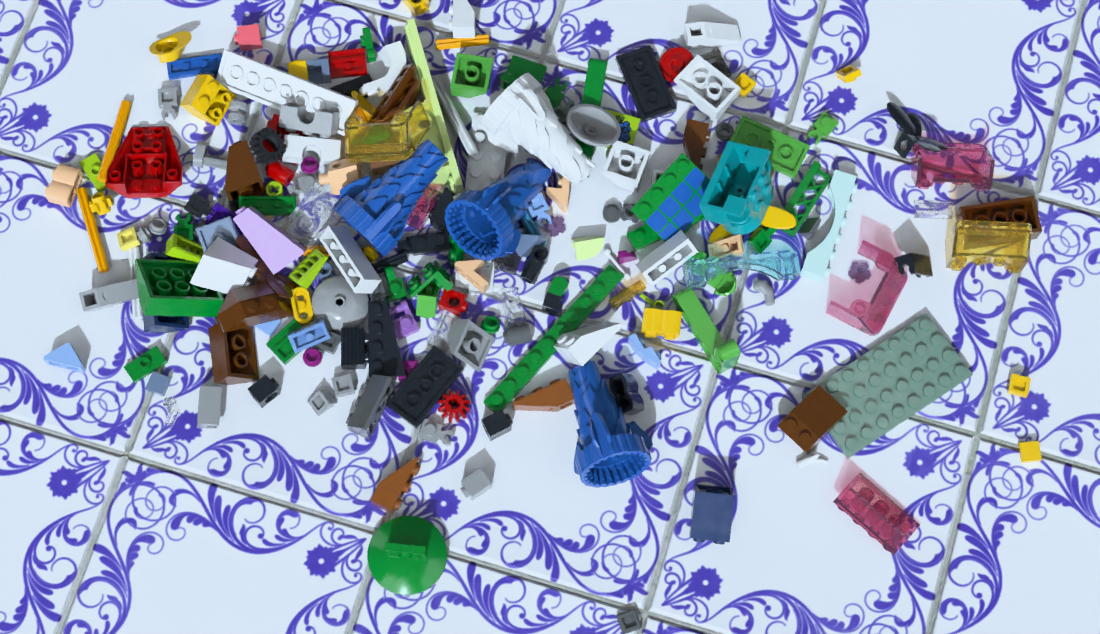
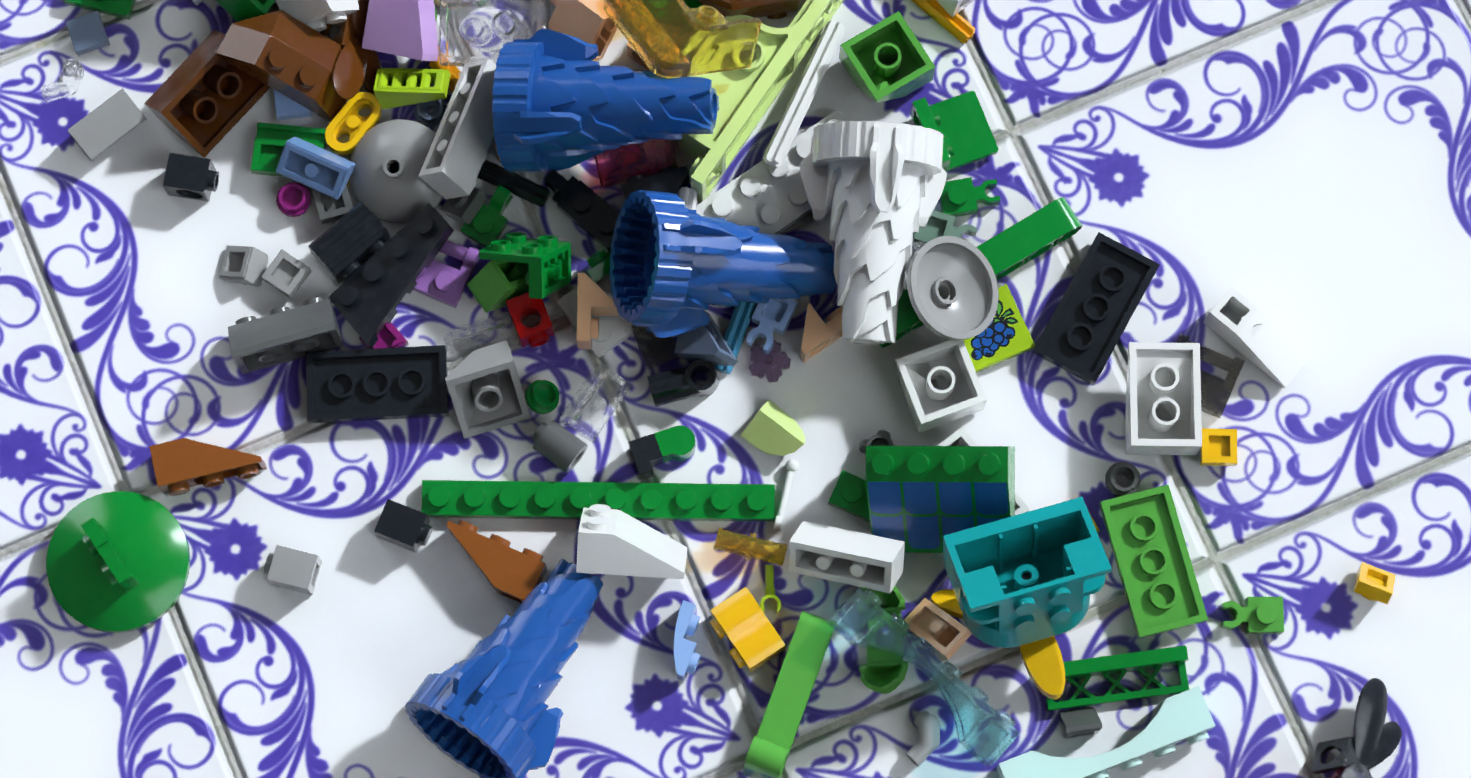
camera: 50 degrees right, 5 degrees up
(432, 432) = (322, 449): light grey plate -> none
(445, 406) = (369, 444): red gear -> none
(611, 213) = (854, 424): dark grey plate -> none
(624, 257) = (801, 494): magenta tile -> none
(626, 393) = (596, 667): black brick -> none
(674, 62) = (1164, 321): red tile -> none
(694, 140) = (1069, 448): reddish brown slope -> none
(761, 238) = (998, 666): green plate -> none

